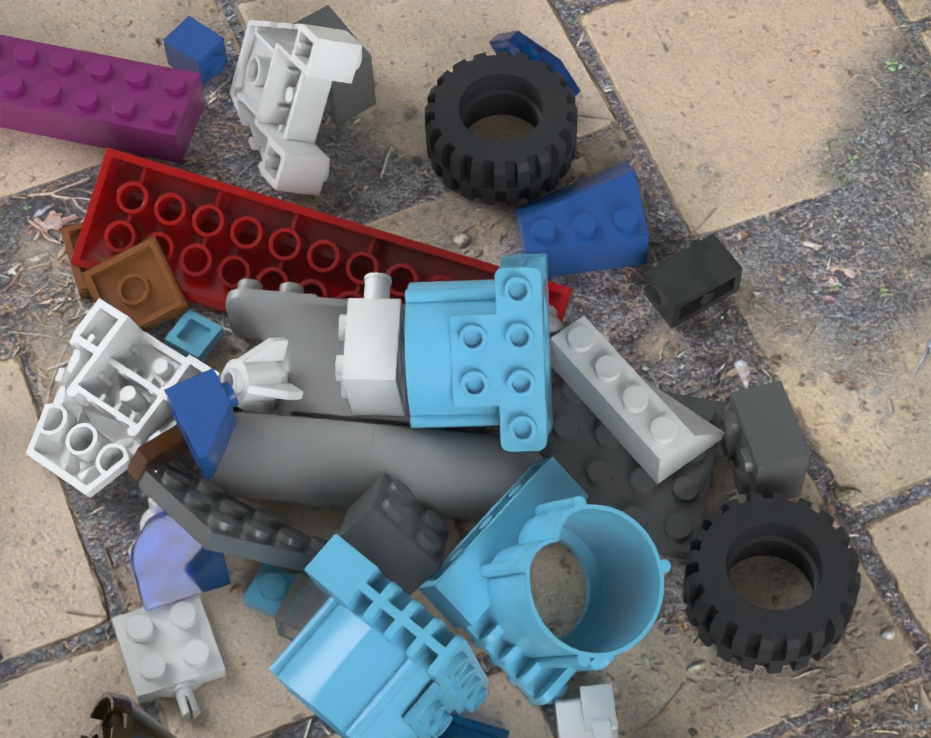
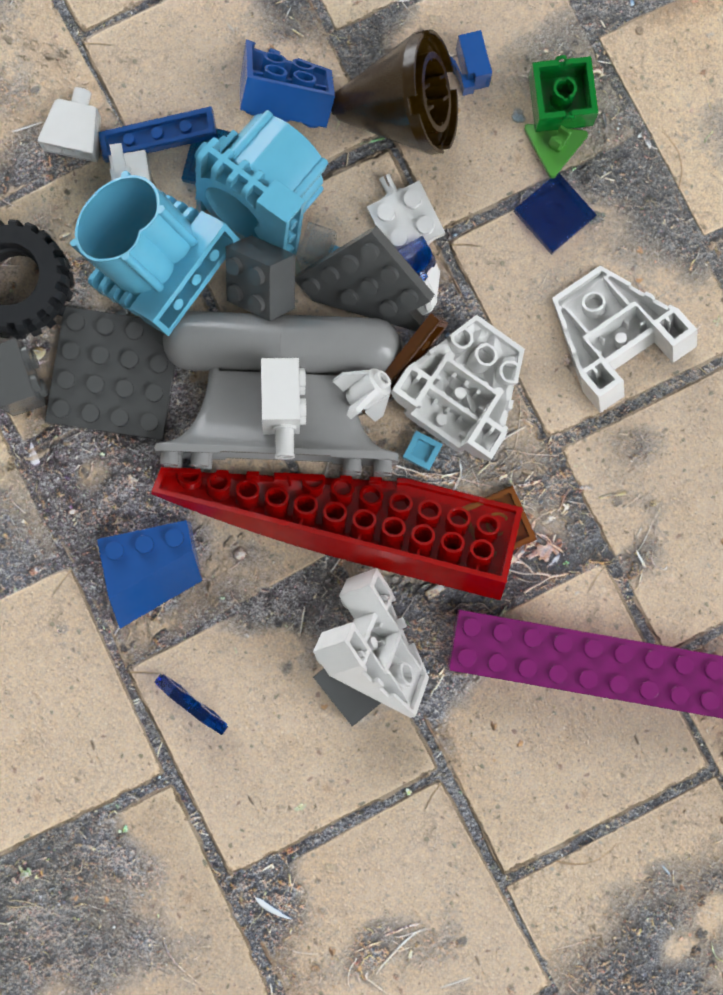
camera: 170 degrees right, 25 degrees up
(139, 285) = (469, 484): dark orange tile -> none
(196, 49) = (457, 707): blue brick -> none
(204, 417) = (396, 343): blue slope -> none
(483, 353) = (198, 390): medium azure hose -> none
(501, 87) = (171, 646): black tyre -> none
(640, 416) = (97, 397): white wedge -> none
(692, 280) = (68, 519): pearl dark grey brick -> none

